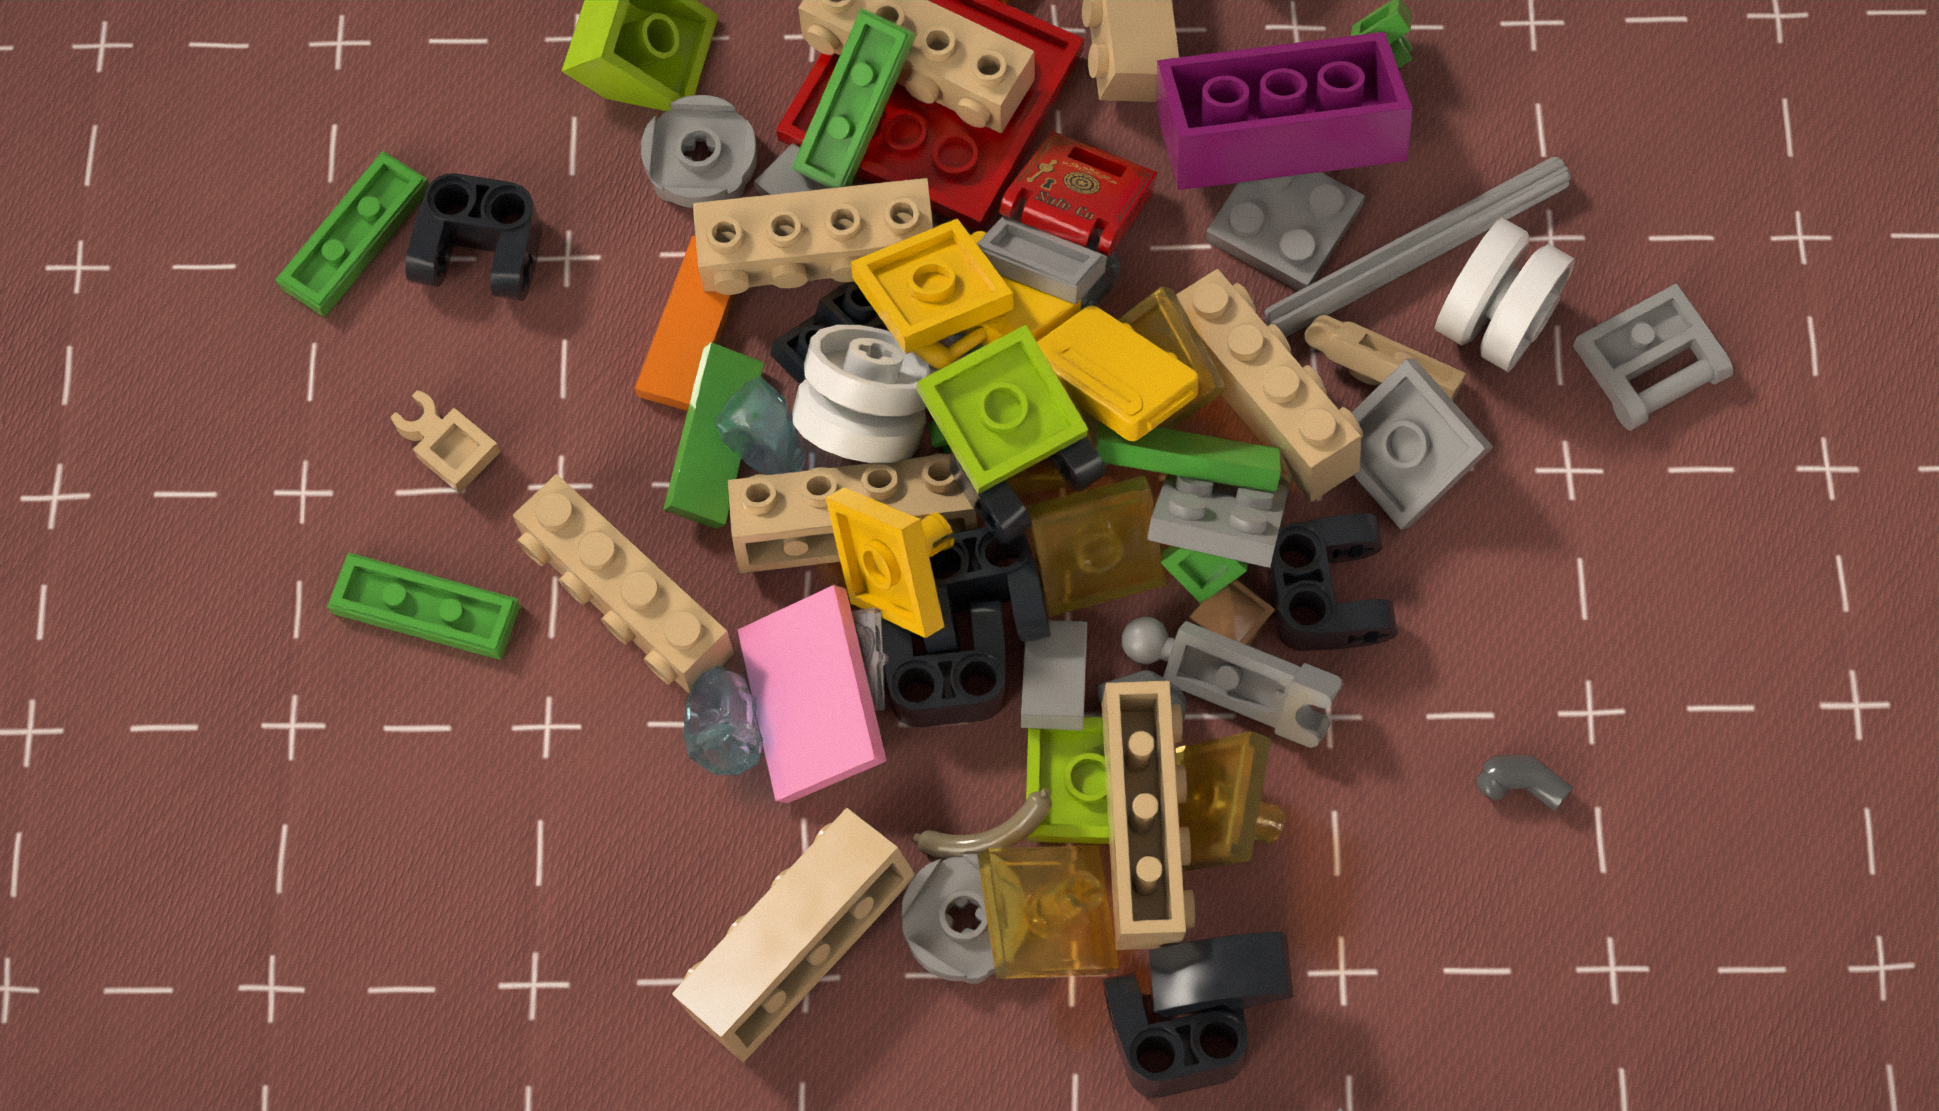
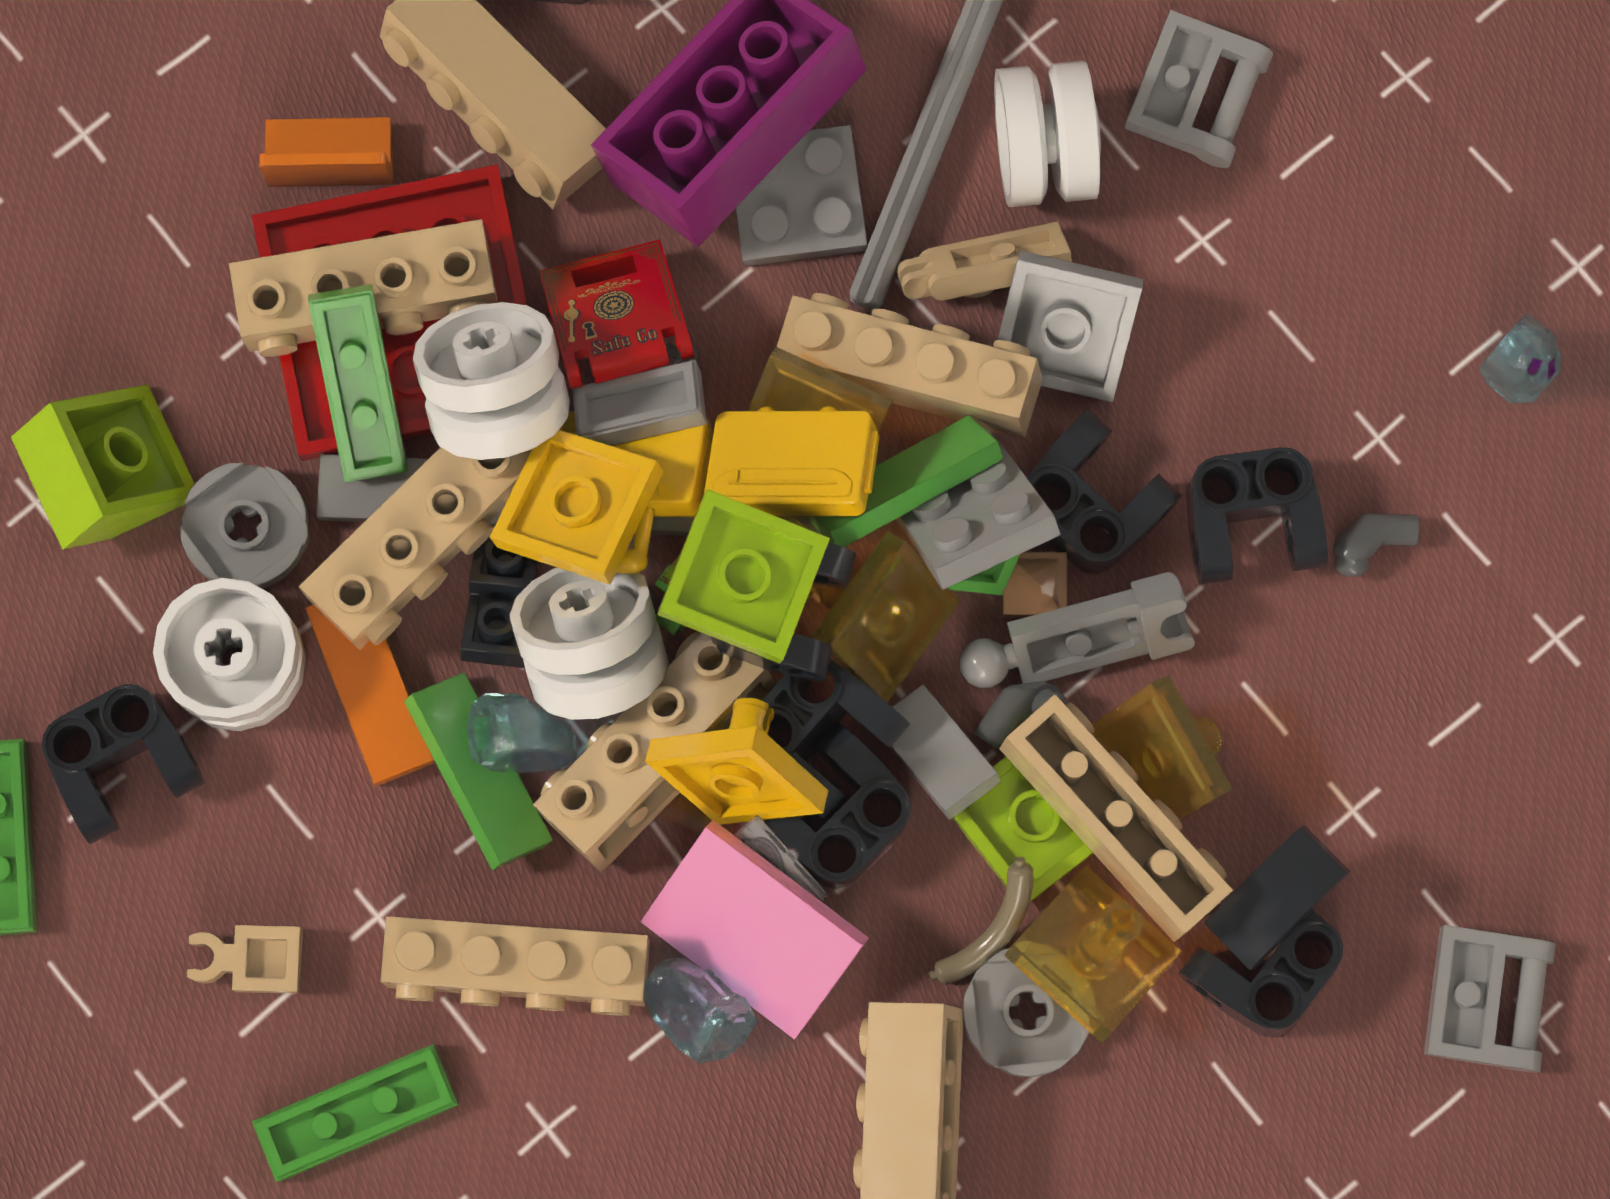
camera: 45 degrees left, 10 degrees up
(611, 223) = (207, 624): none -> white wheel
(945, 159) = (491, 380): none -> white wheel
(1446, 679) = (1254, 500): none -> black piece
(1751, 733) = (1523, 362): none -> clear light blue rock

